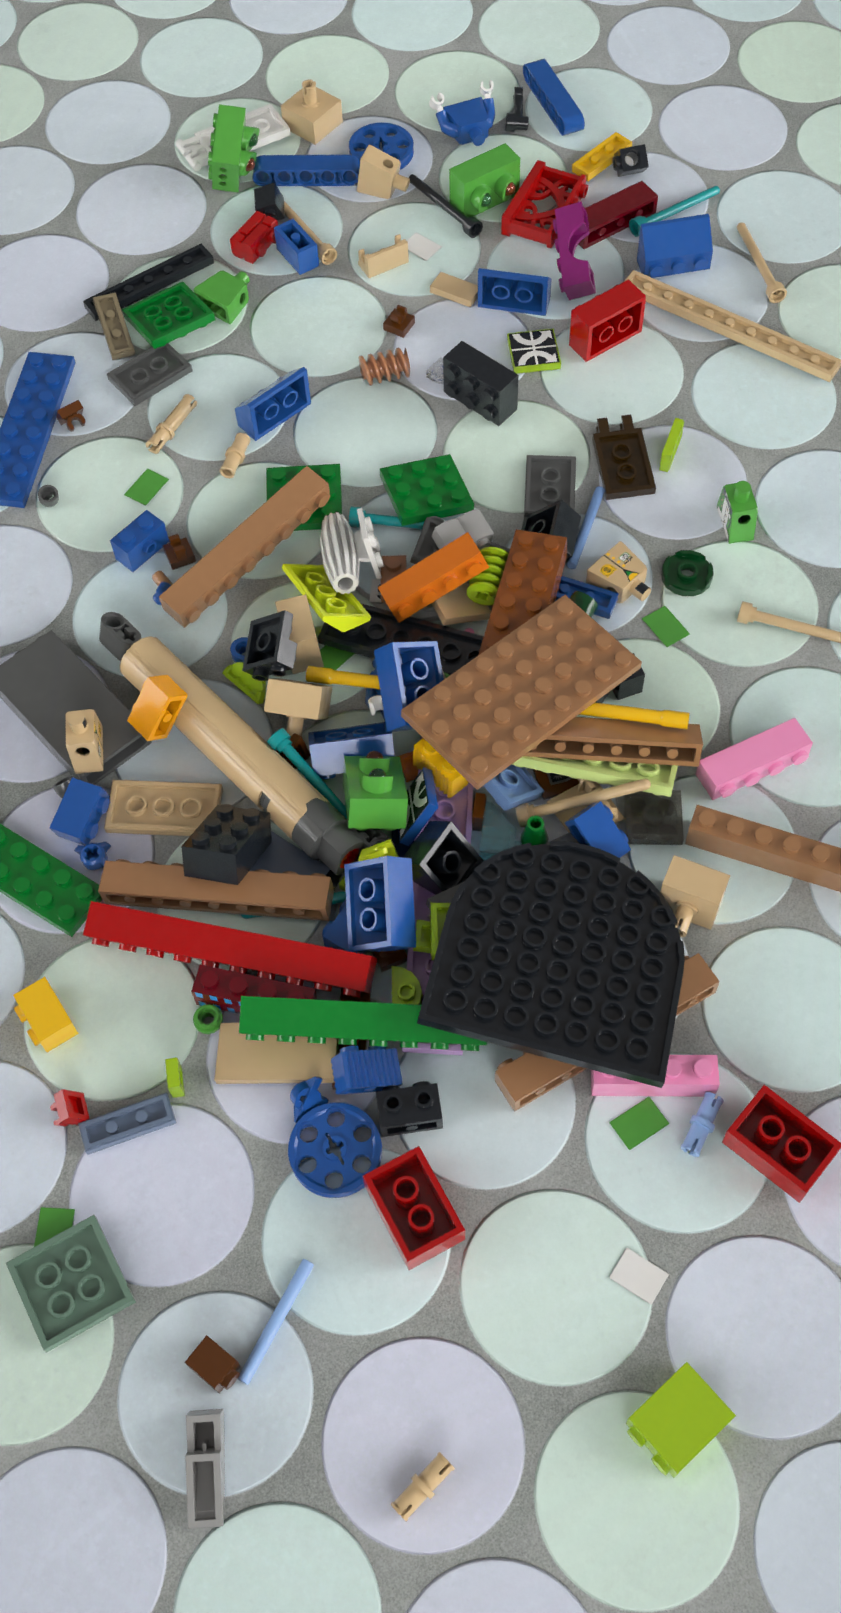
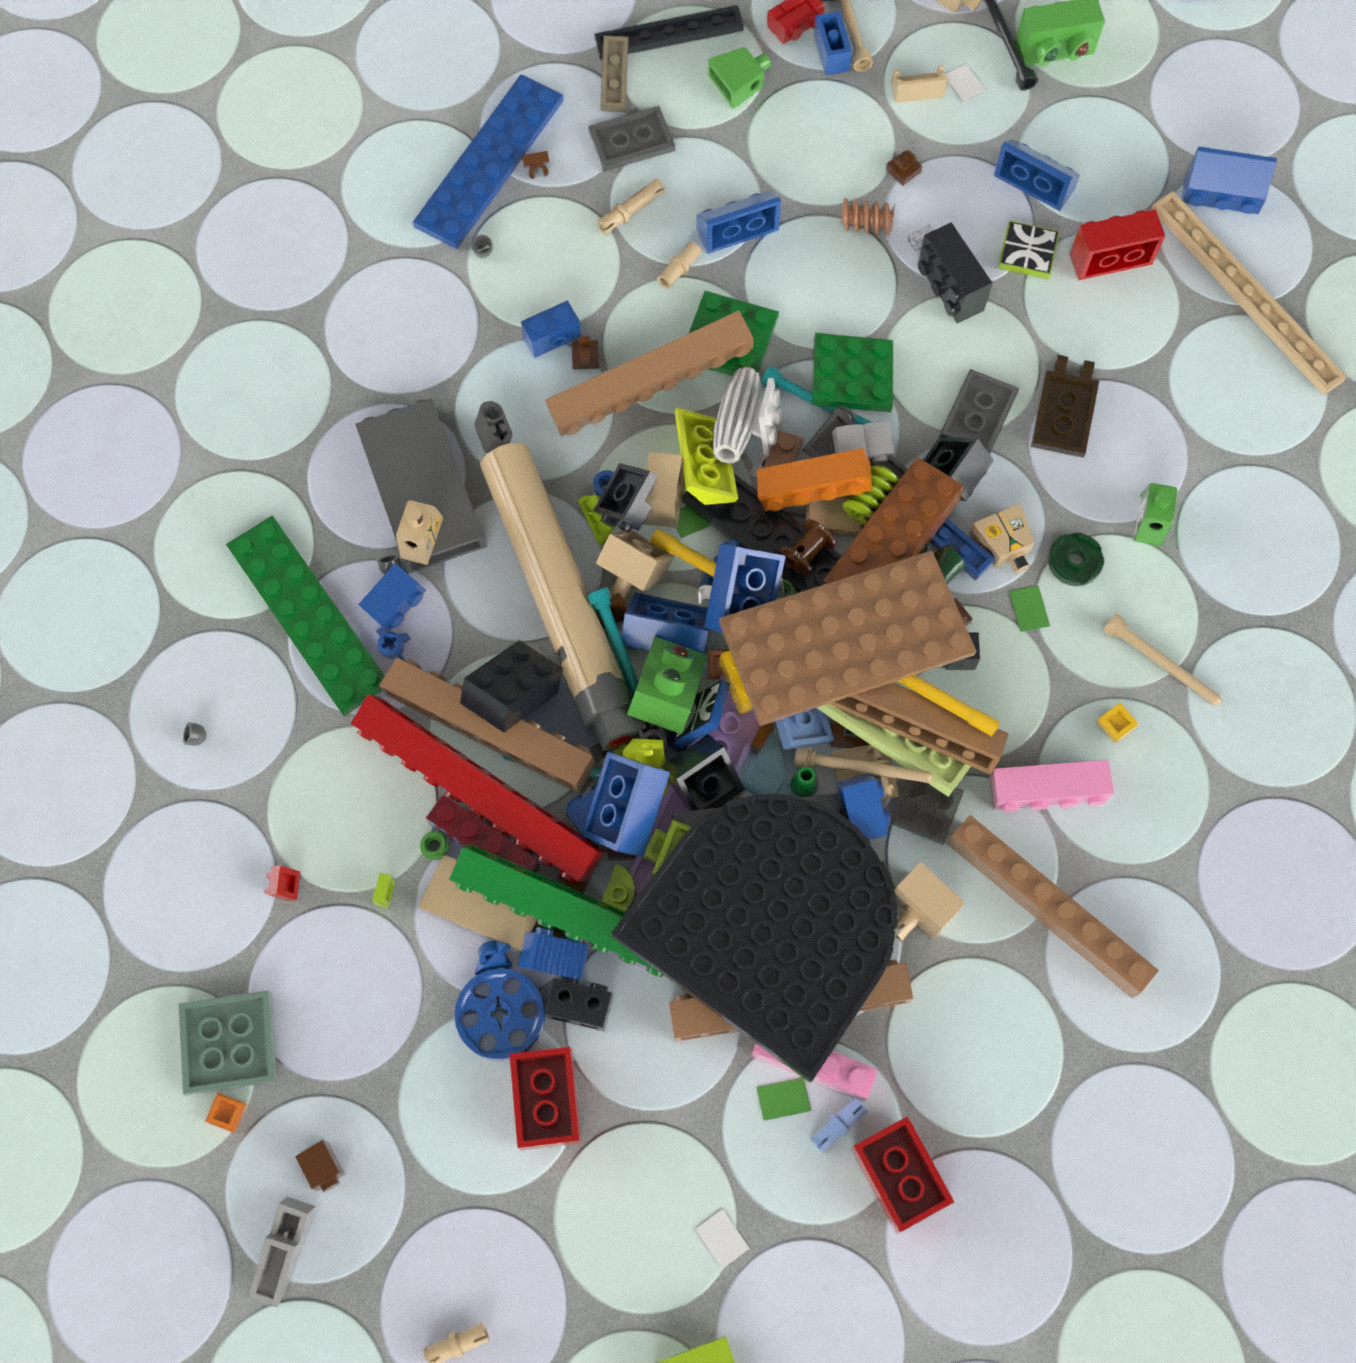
camera: 20 degrees right, 10 degrees up
(45, 1015) = (291, 785): yellow brick -> none
(52, 1222) = (232, 982): bright green sticker -> none
(94, 1353) = (226, 1112): none -> orange tile
(127, 1123) = (328, 915): sand blue tile -> none
(146, 487) = (581, 268): bright green sticker -> none
(157, 707) = (497, 522): light orange brick -> none
(160, 807) = (470, 618): tan tile -> none
(163, 584) = (558, 384): arm -> none
(168, 315) = (673, 80): green plate -> none
(275, 1321) = (388, 1148): light blue bar -> none
(454, 289) = (977, 147): tan tile -> none
(454, 624) = (807, 547): none -> reddish brown hose
(548, 180) = (1115, 47): red fence -> none
(572, 227) = (1125, 120): magenta arch -> none
(586, 527) = (996, 470): medium blue bar -> none
(600, 156) = (1201, 38): yellow plate -> none
(616, 211) = (1181, 115): dark red brick -> none
(635, 223) = (1206, 137): teal piece -> none
(639, 157) = (1239, 58): black brick -> none
(671, 445) = (1122, 411): lime tile -> none
(775, 290) = (1315, 266): tan piece -> none
(786, 688) = (1117, 722): none -> yellow plate

